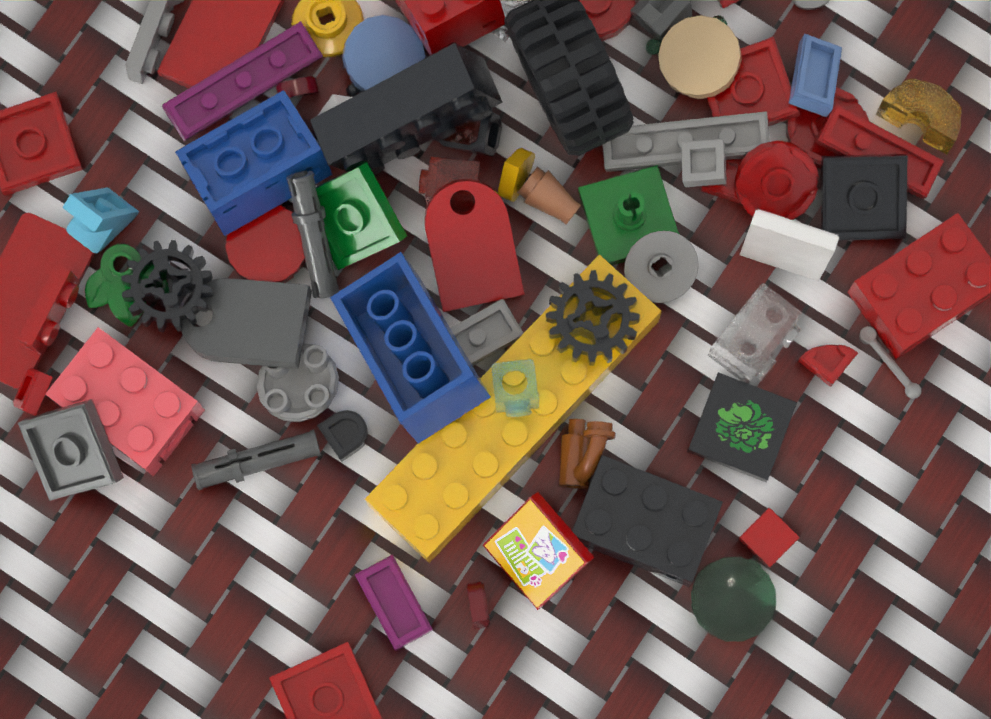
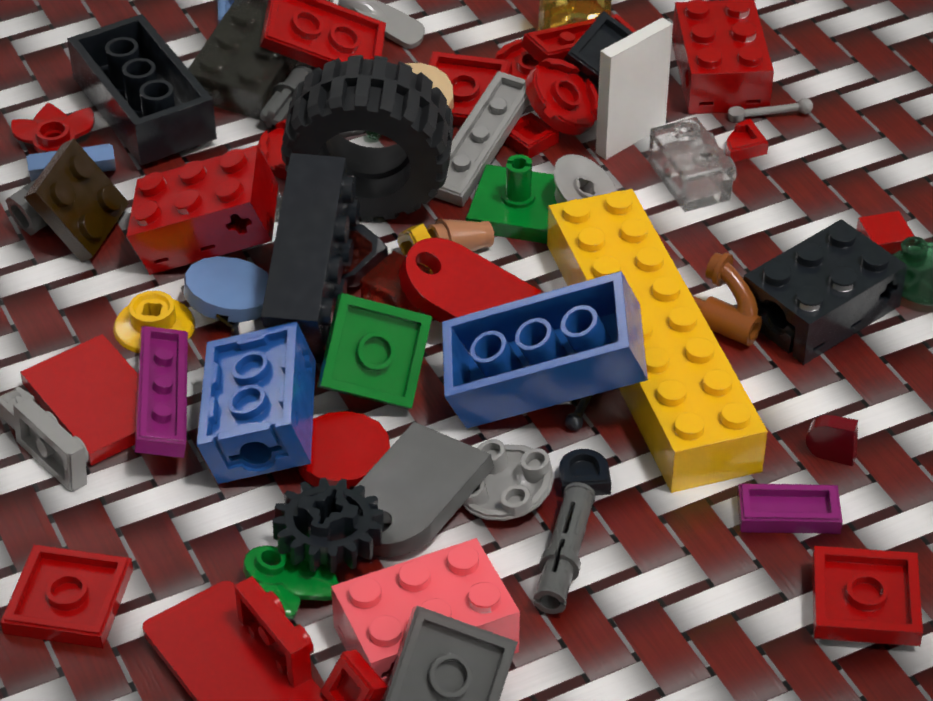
camera: 65 degrees left, 35 degrees down
(98, 217) = (204, 552): medium azure slope -> none
(299, 87) = (196, 366): dark red tile -> none
(309, 218) = (368, 386): dark grey pin -> none
(515, 404) = (660, 286): clear light blue bracket -> none
(538, 550) = (807, 364): tile -> none
(586, 301) = (613, 210): black gear -> none
(703, 163) = (514, 120): light grey tile -> none
(742, 427) = (769, 211): black tile -> none
(815, 75) = (486, 43): medium blue tile -> none

